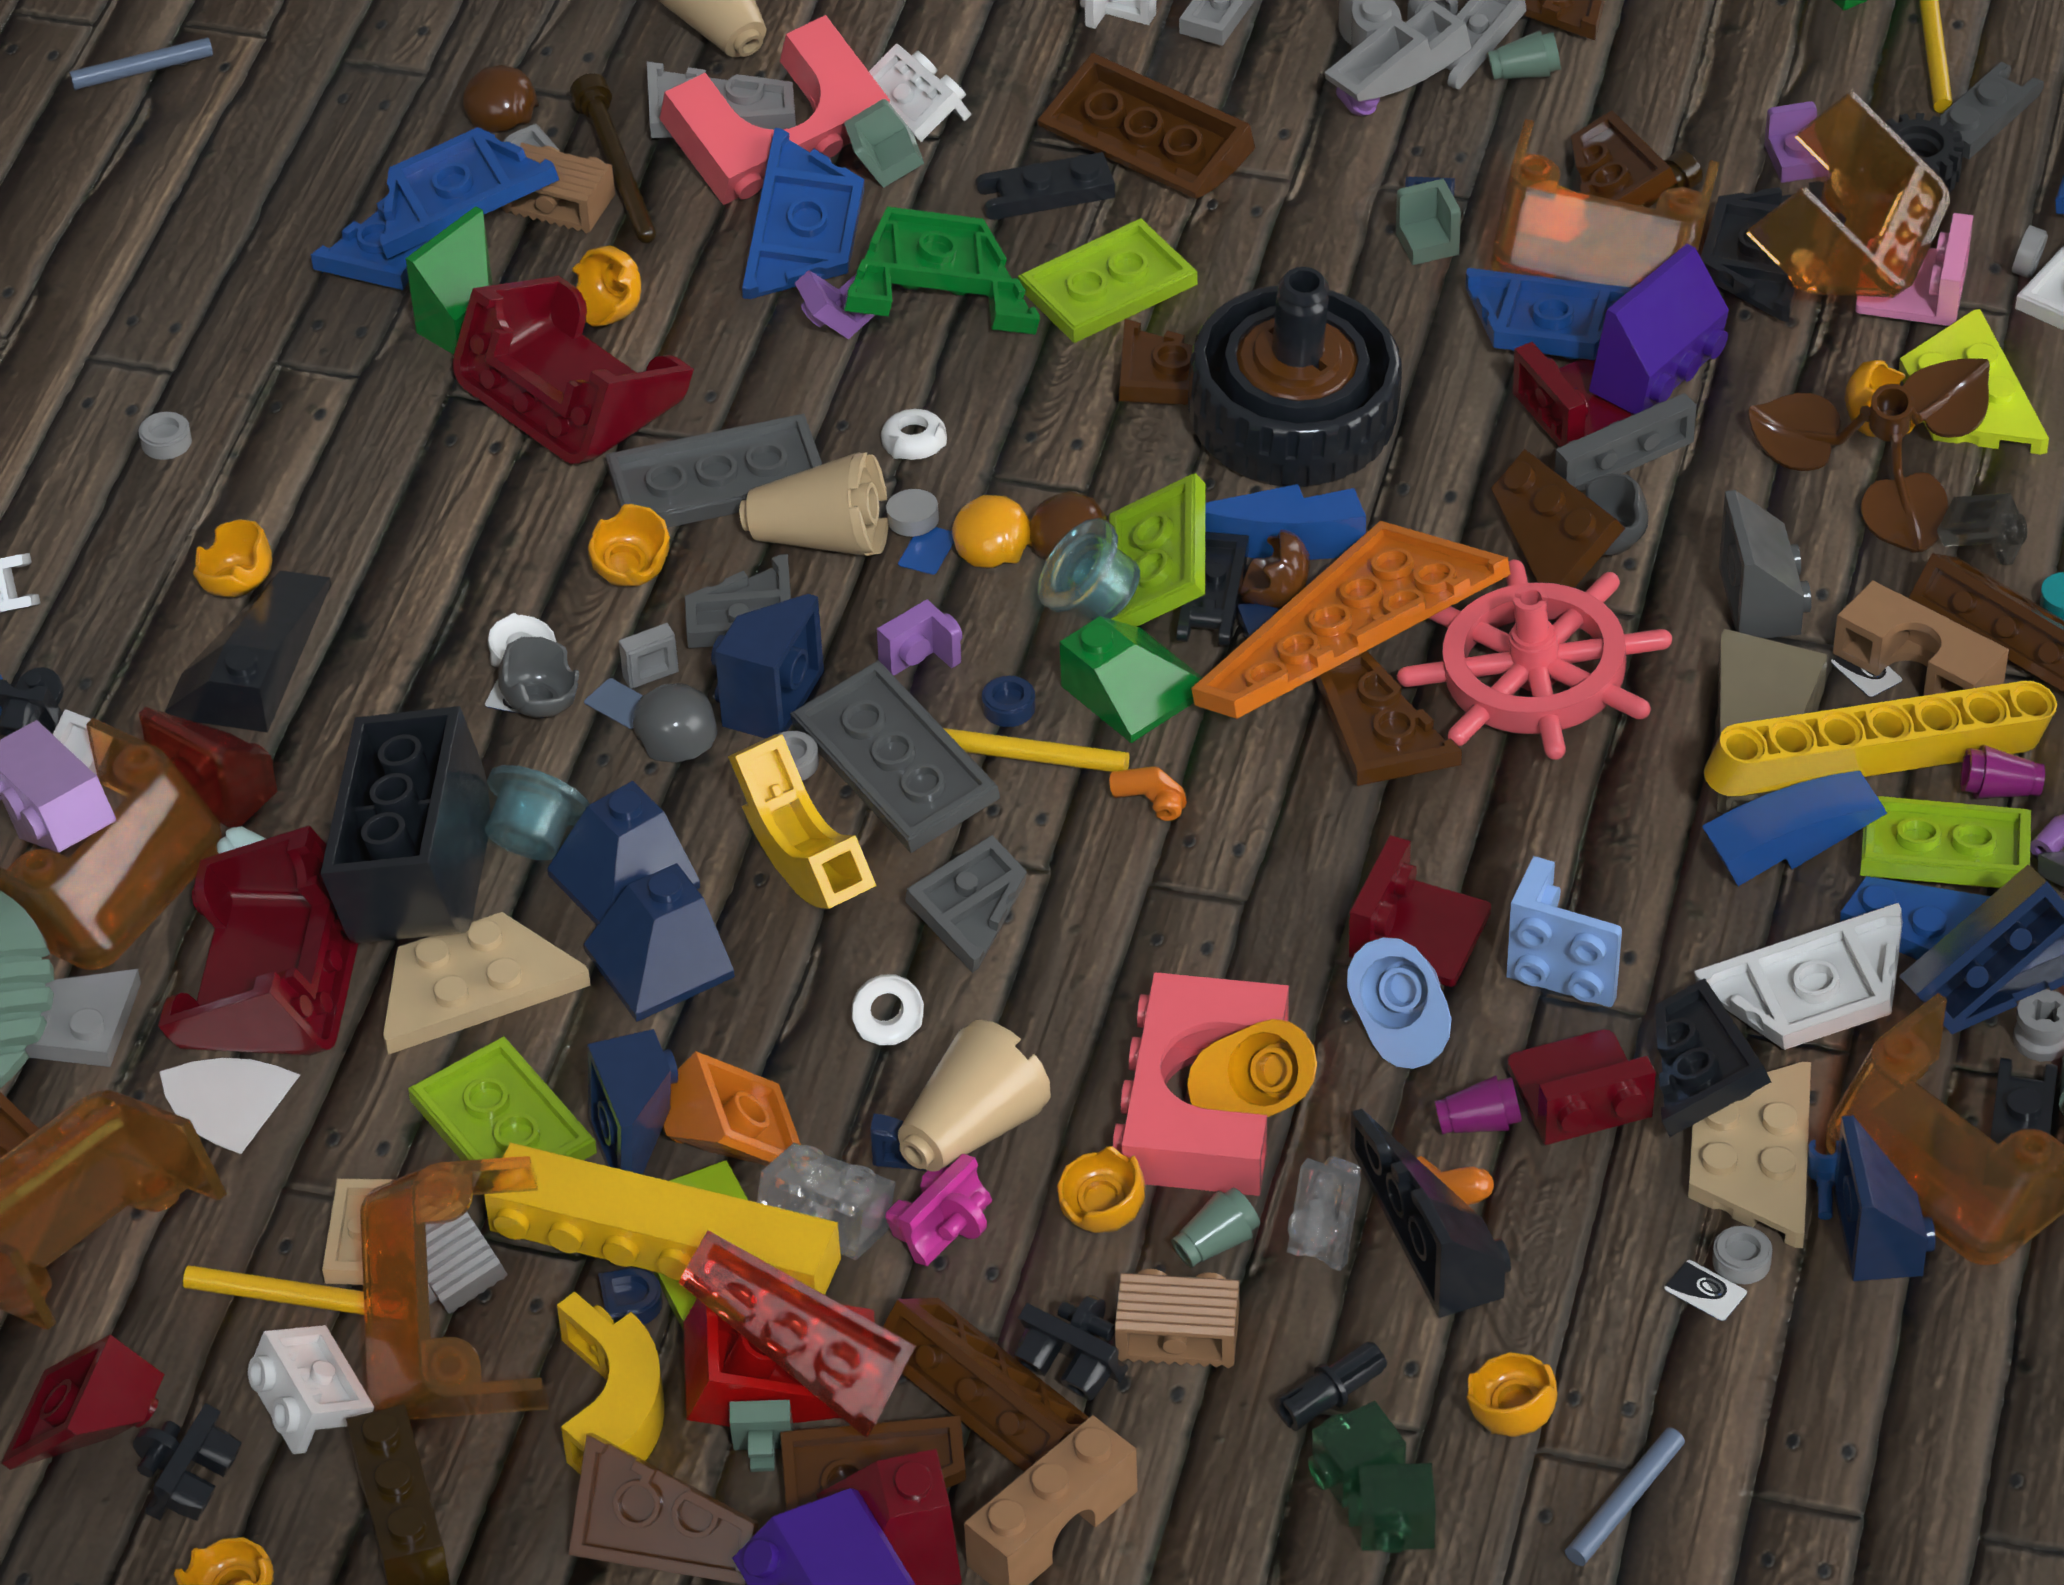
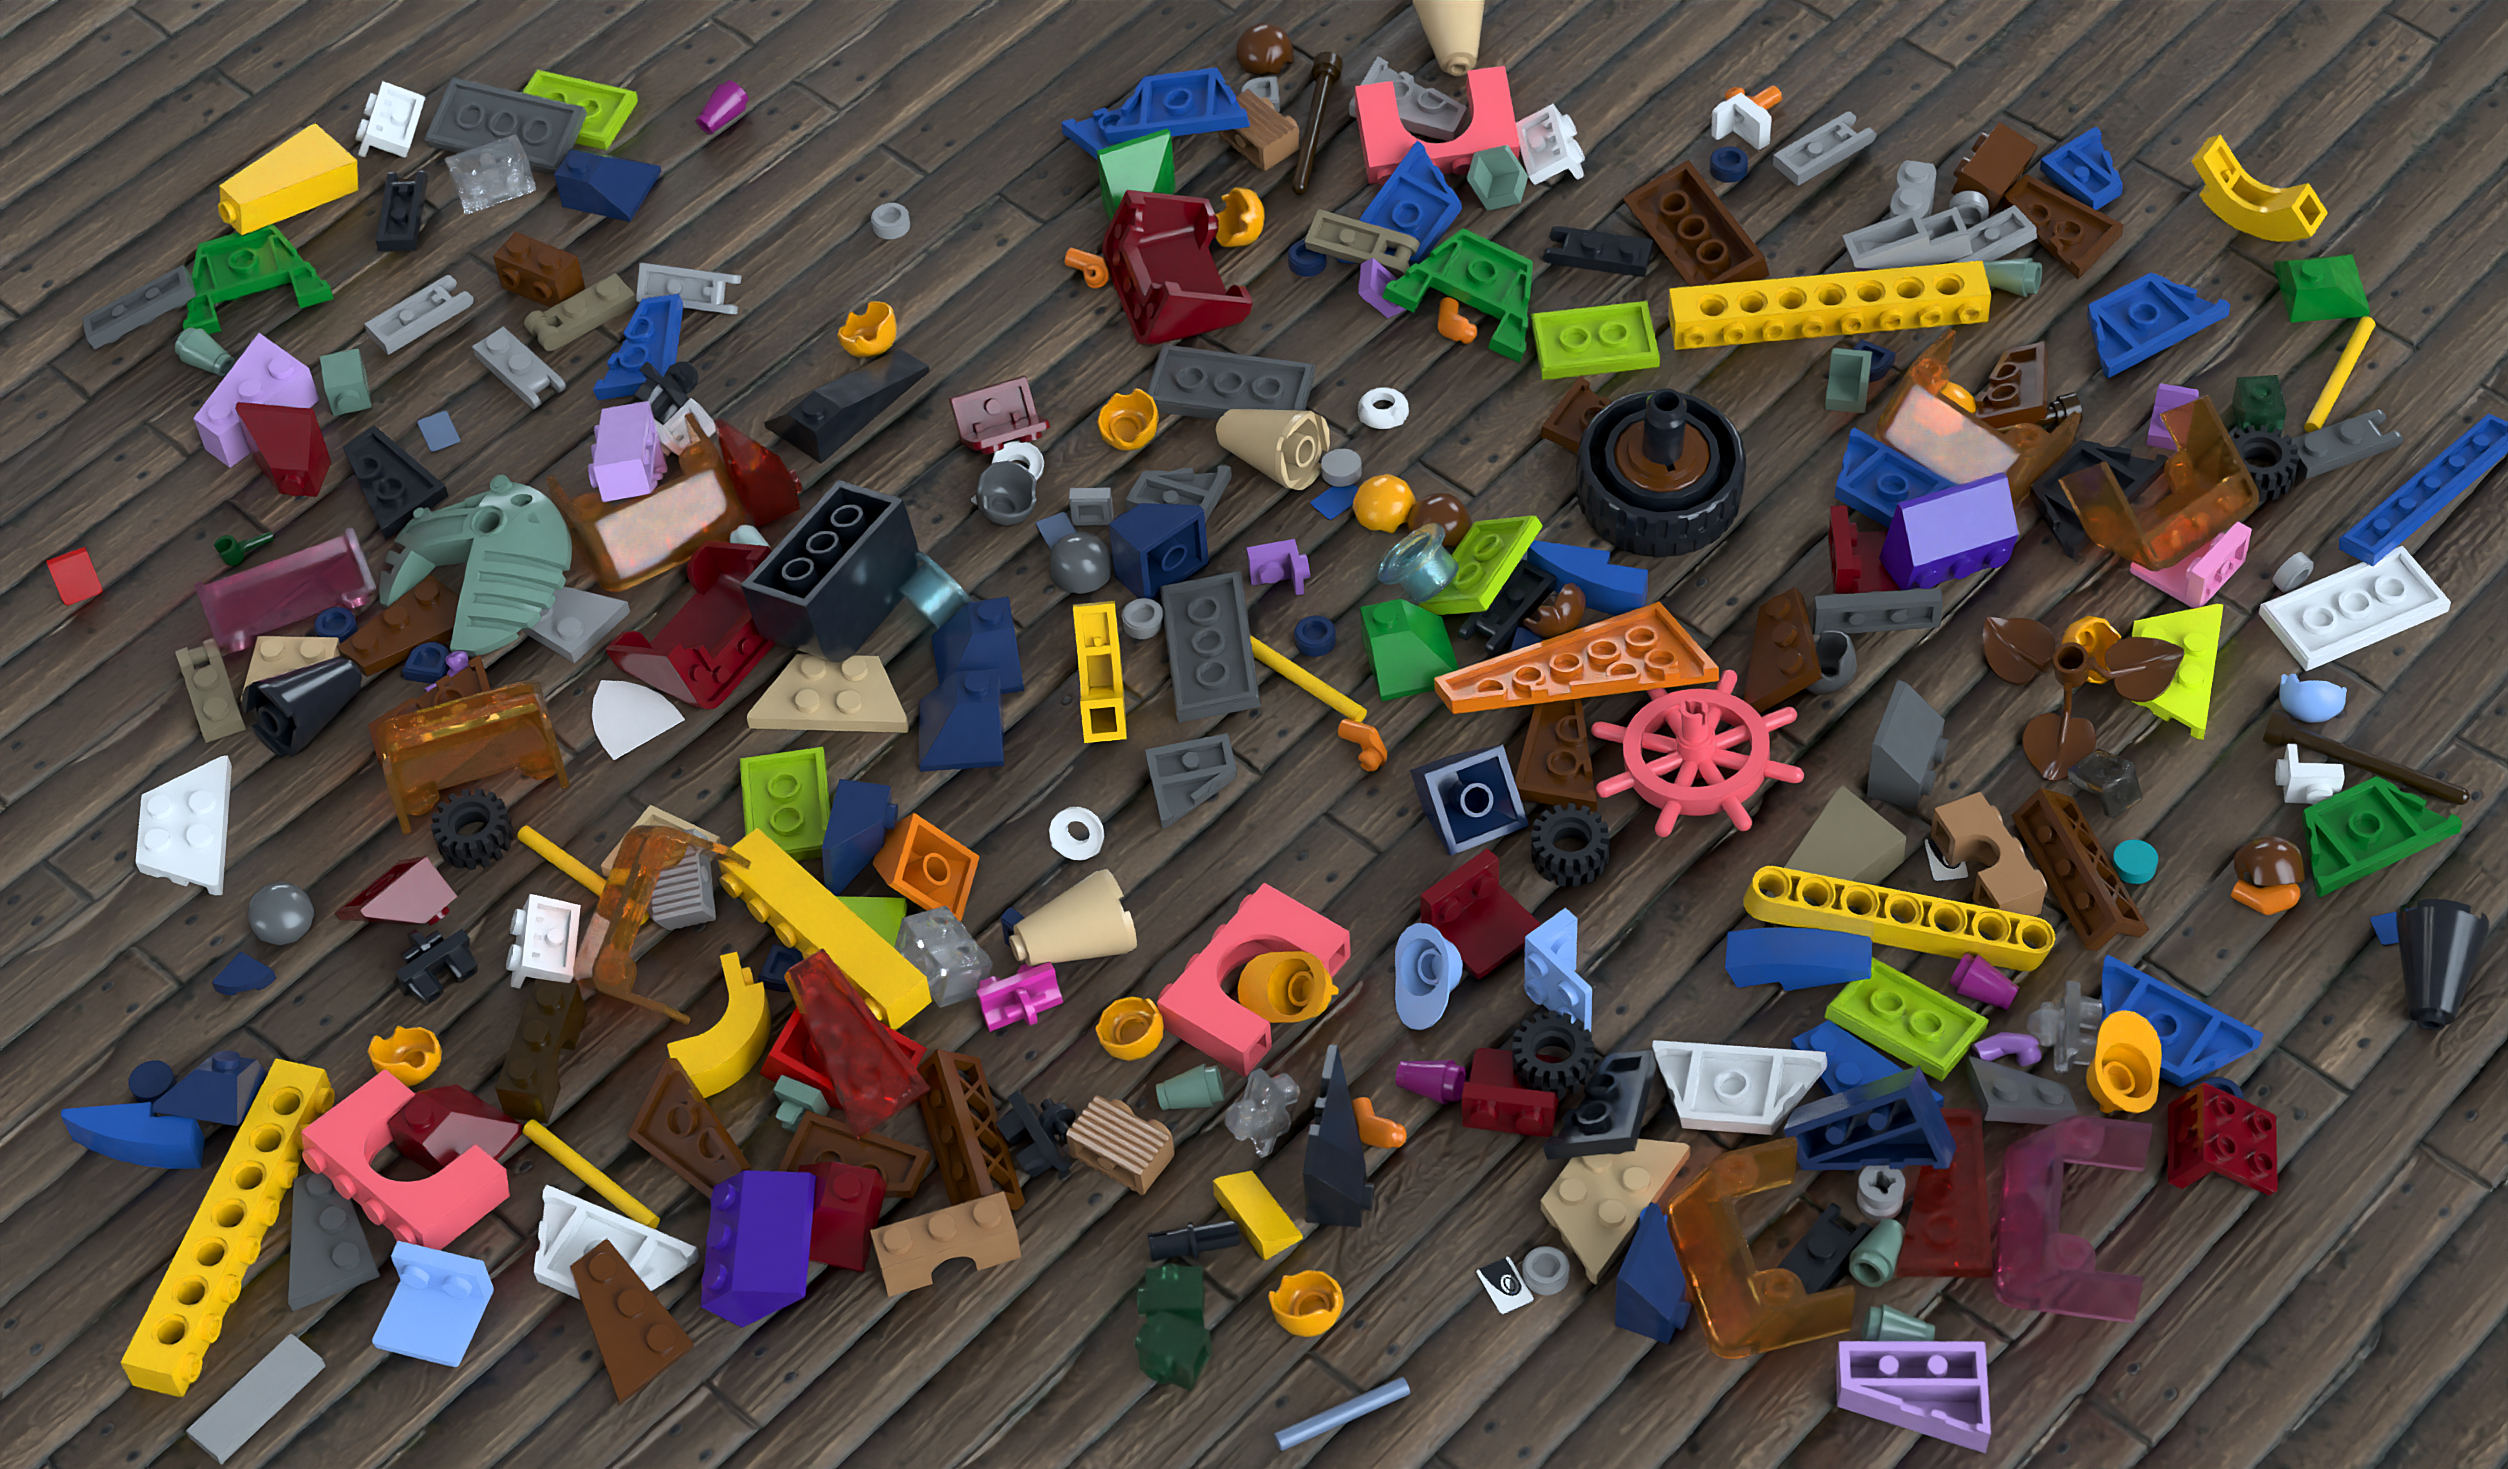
camera: 30 degrees right, 5 degrees up
(115, 1270) = (469, 810): none -> black tyre
(457, 400) = (1092, 265): none -> orange arm
(467, 598) = (997, 415): none -> bracket
(710, 305) = (1305, 261): none -> dark blue tile
(773, 261) = (1360, 241): none -> dark tan plate
(935, 318) = (1453, 325): none -> orange arm
(1129, 47) = (1728, 164): none -> dark blue tile
(1314, 799) = (1470, 797): none -> dark blue slope
(1347, 154) = (1829, 305): none -> yellow brick
(1403, 1339) = (1256, 1212): none -> yellow slope
(1457, 829) = (1570, 825): none -> black tyre
(1602, 1000) = (1553, 1033): none -> black tyre
(1699, 55) = (2146, 320): none -> blue wing
(1883, 90) = (2256, 410): none -> clear green brick

